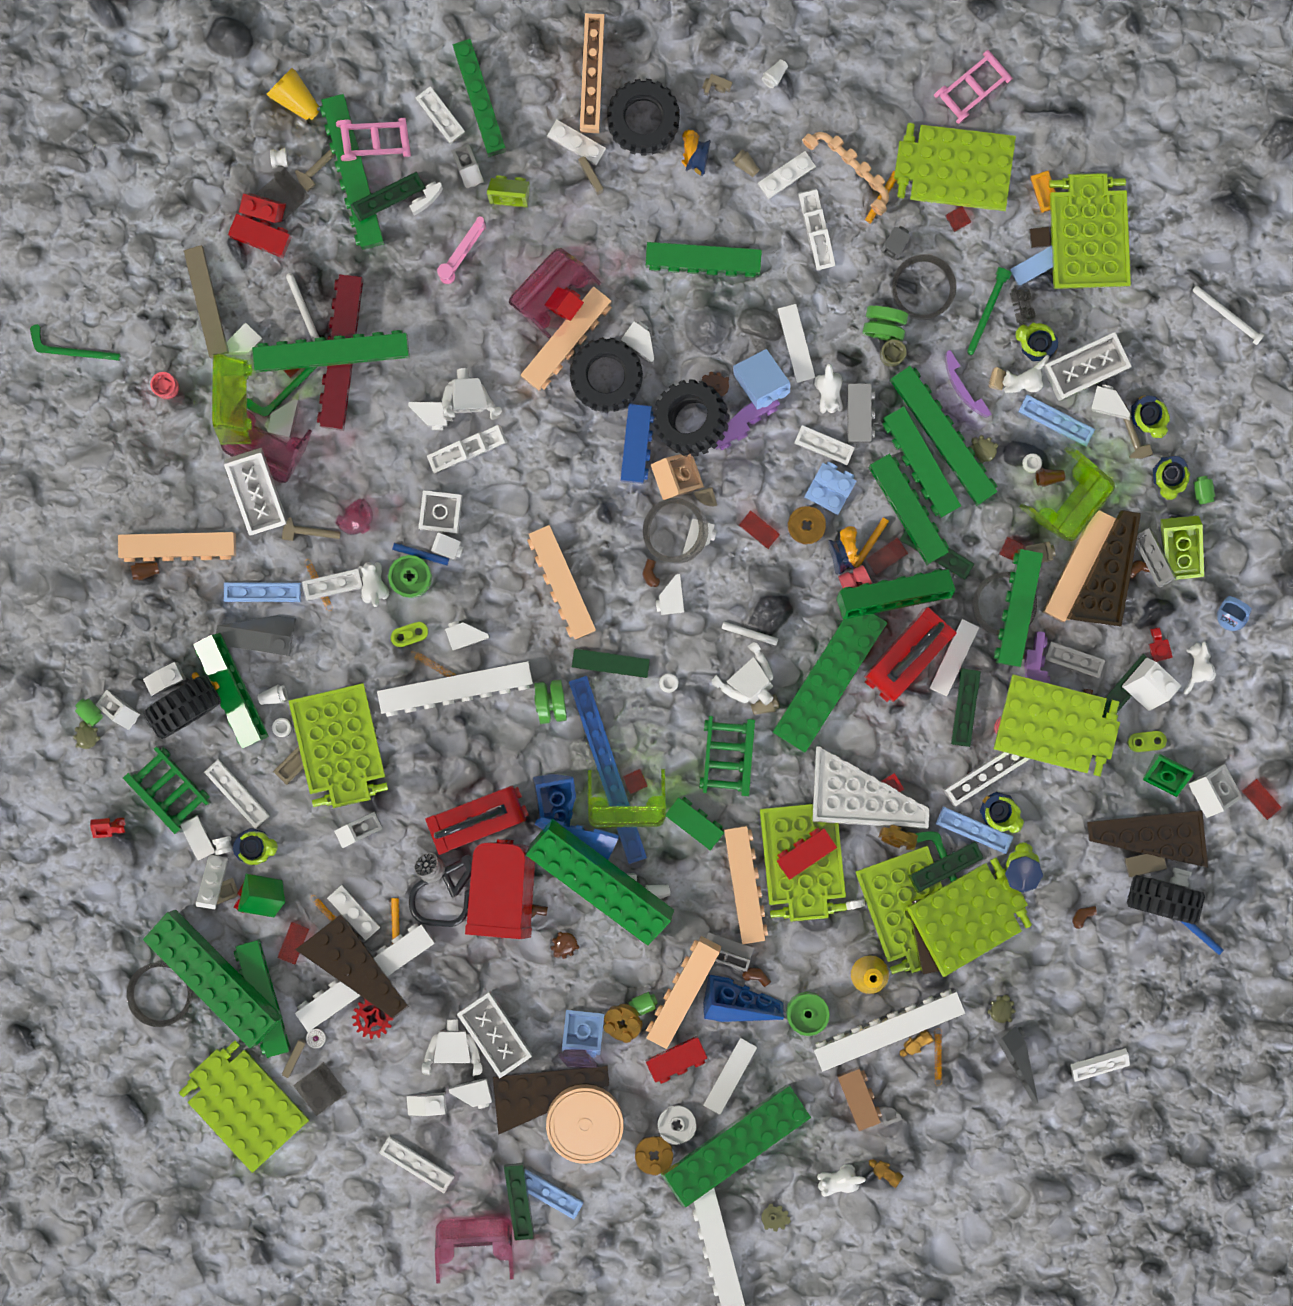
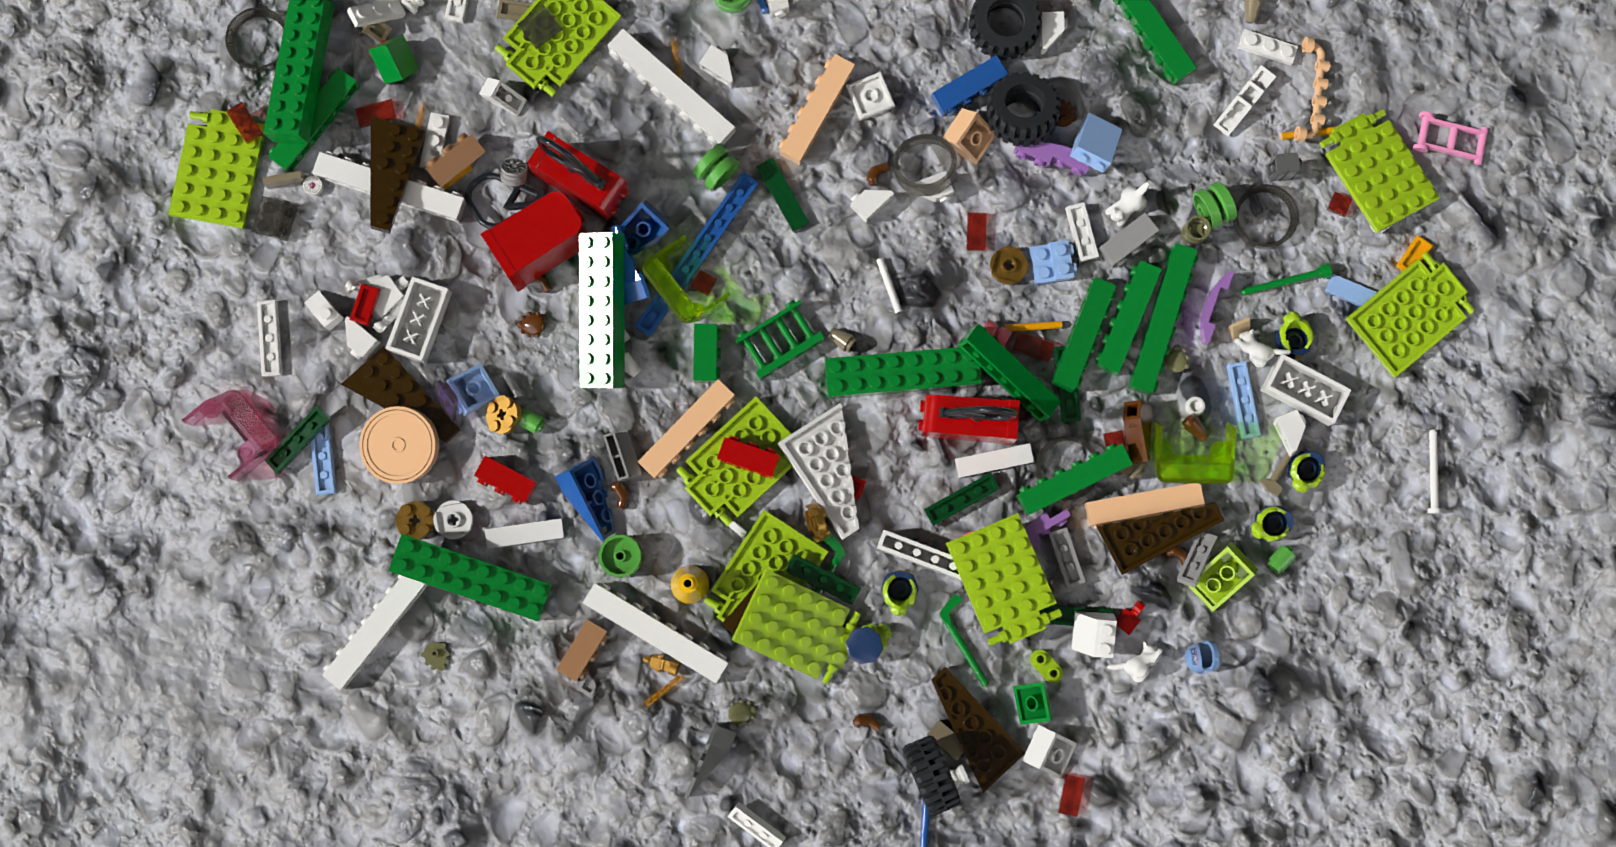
camera: 50 degrees right, 5 degrees down
(223, 1056) = (244, 122): none -> clear red tile
(254, 847) = (428, 26): piece -> none
(324, 757) = (539, 26): none -> clear smoke piece
(382, 908) = (454, 159): none -> medium nougat brick
(384, 1022) = (355, 215): red gear -> none
(409, 634) = (687, 23): lime plate -> none
(450, 1068) = (365, 304): none -> red tile
(582, 529) = (870, 96): none -> white tile
(668, 683) = (801, 251): white tile -> none
(683, 992) = (564, 442): light nougat brick -> none
(706, 497) = (970, 172): dark tan tile -> none
(751, 681) = (852, 312): white torso -> none
(796, 343) = (1143, 151): white tile -> none
(842, 1180) = (506, 687): white animal -> none
(844, 550) = (1012, 307): piece -> none
(882, 1170) = (538, 714): pearl gold piece -> none
(974, 830) = (869, 580): light blue tile -> none
(1018, 526) = (1137, 426): none -> reddish brown slope
(1022, 296) = (1316, 299): clear smoke hinge -> none
(1039, 237) = (1375, 278): dark brown tile -> none
(1046, 791) = (944, 615): none -> green piece

